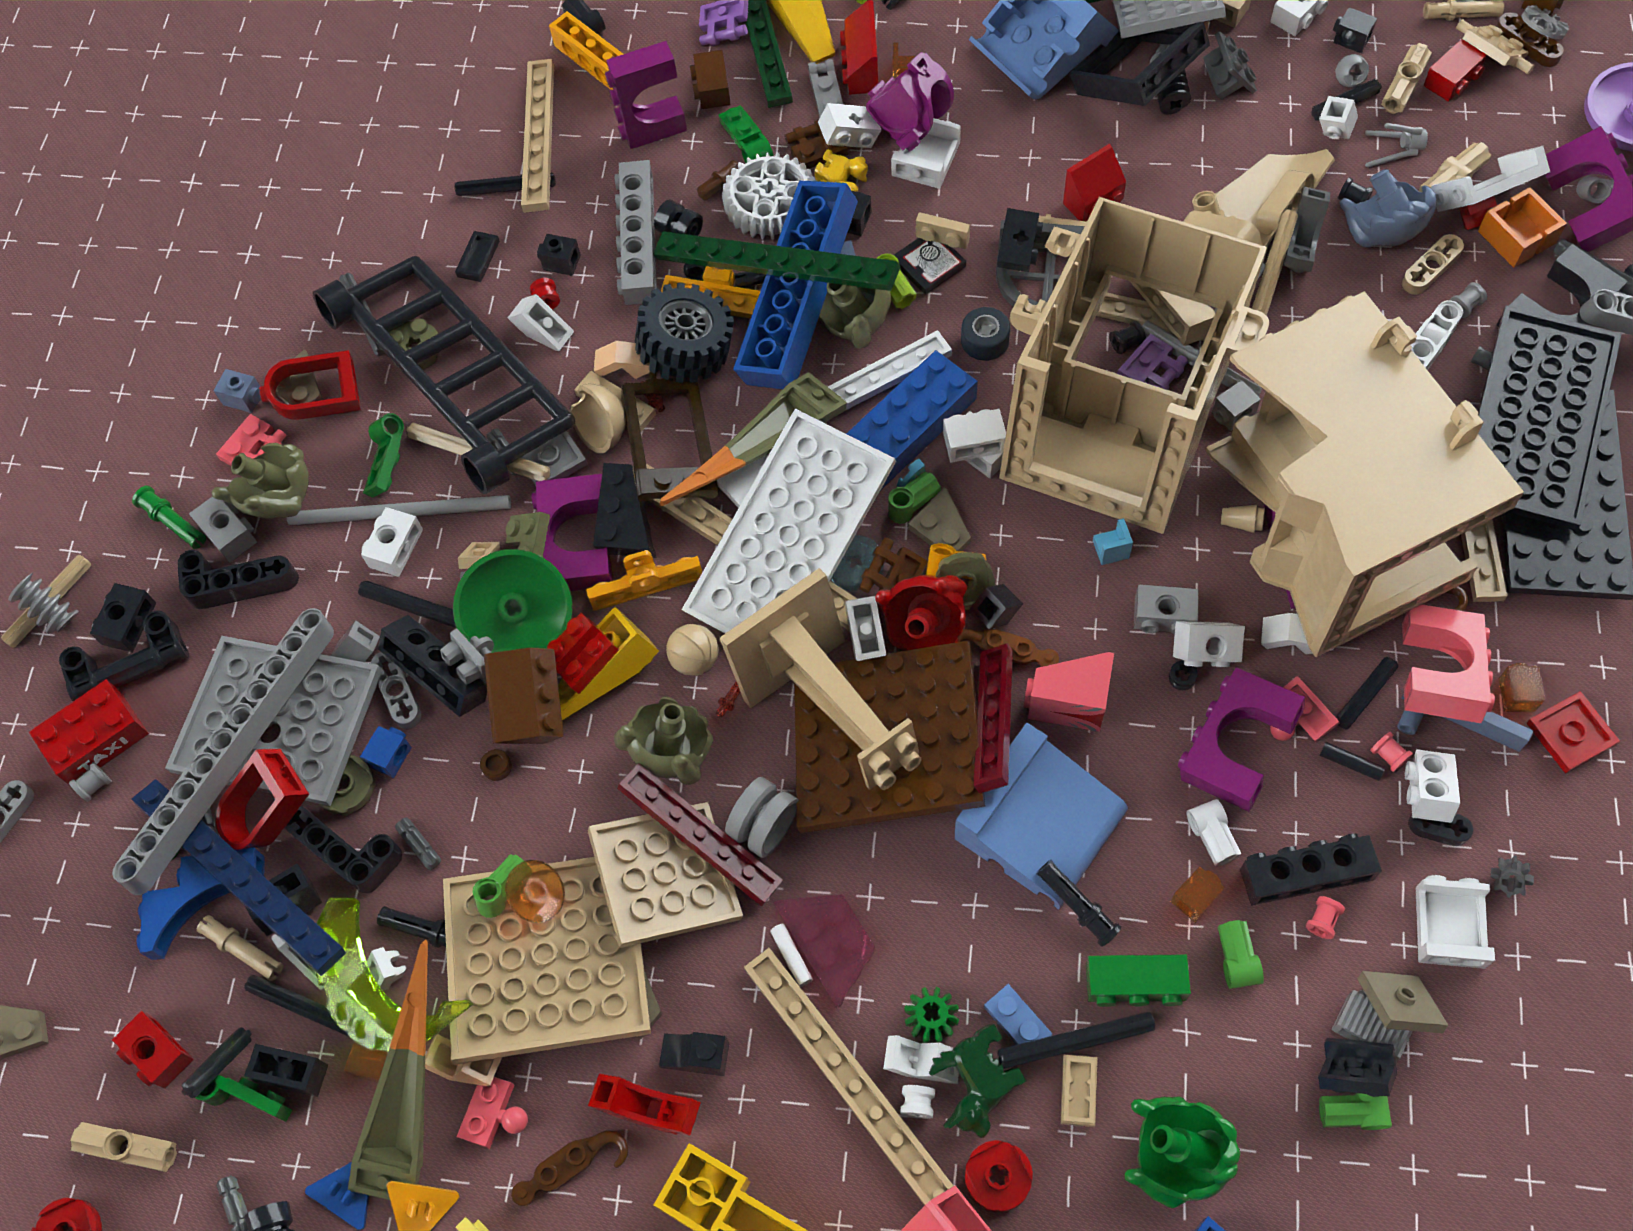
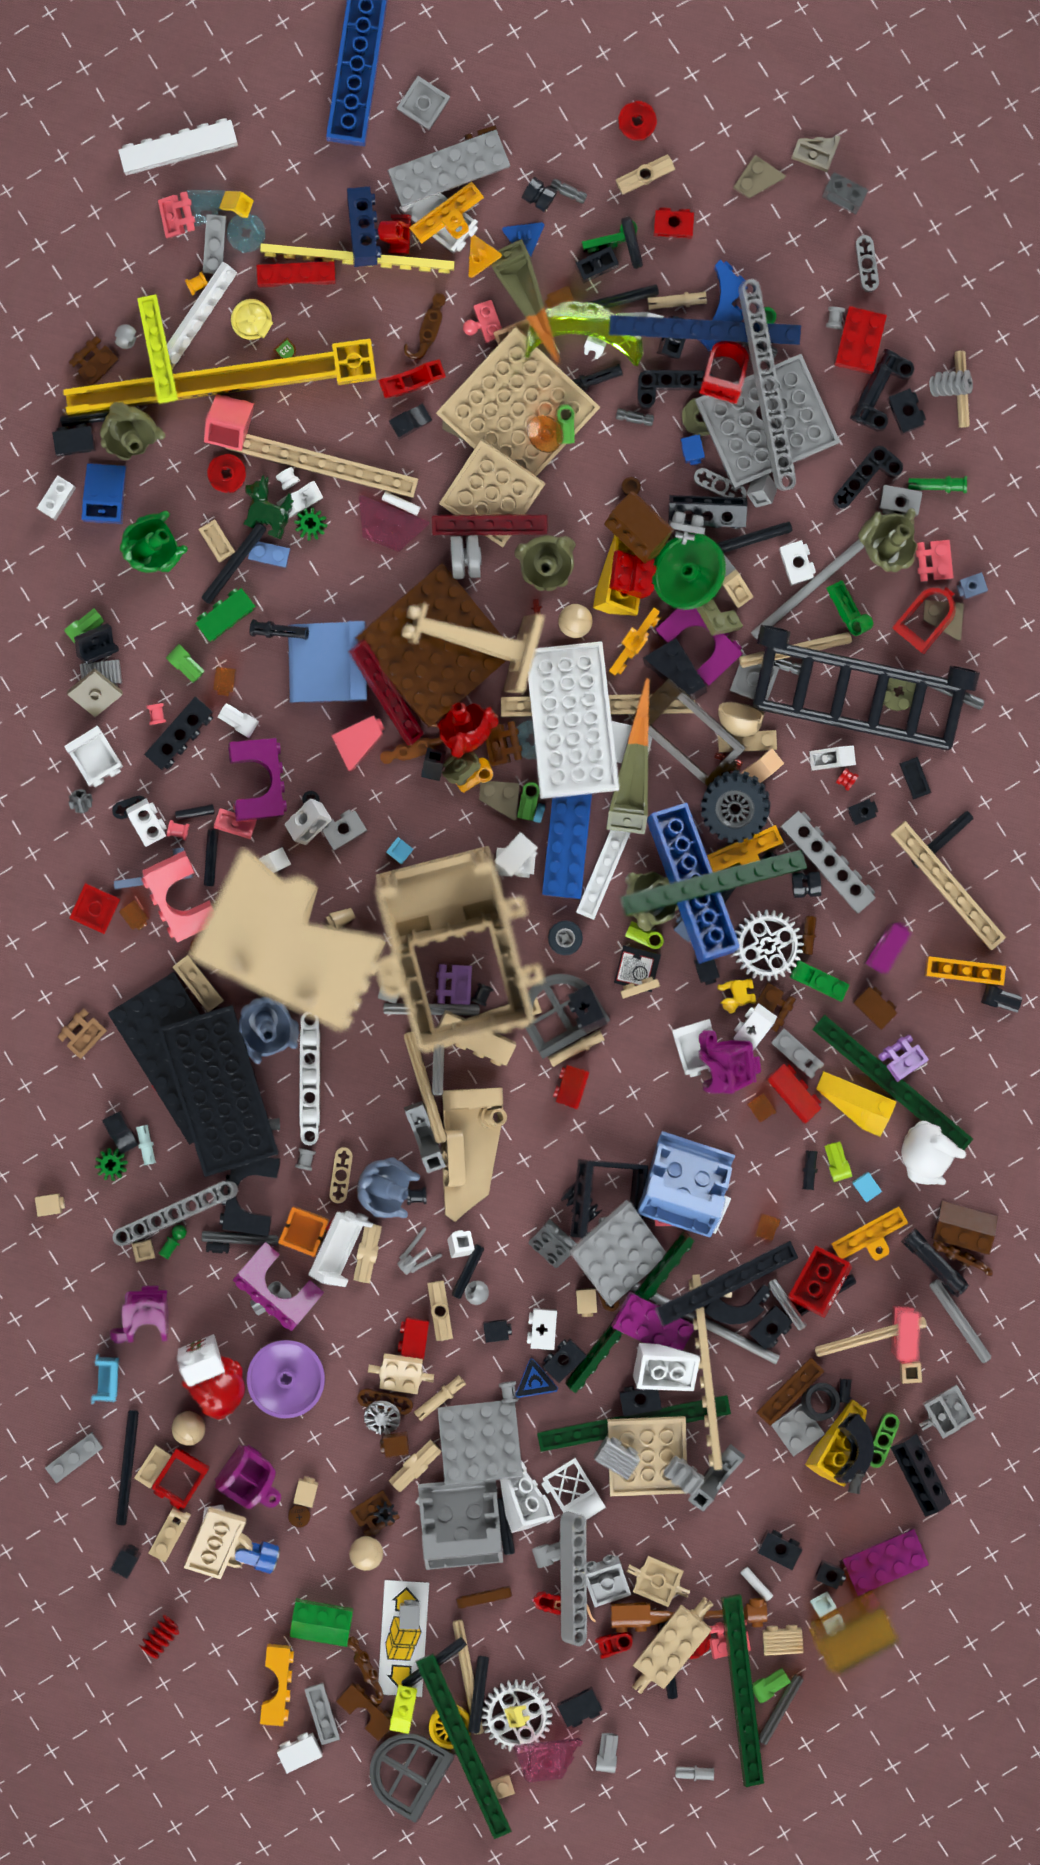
camera: 135 degrees right, 25 degrees up
(865, 628) = (491, 696): white brick -> none

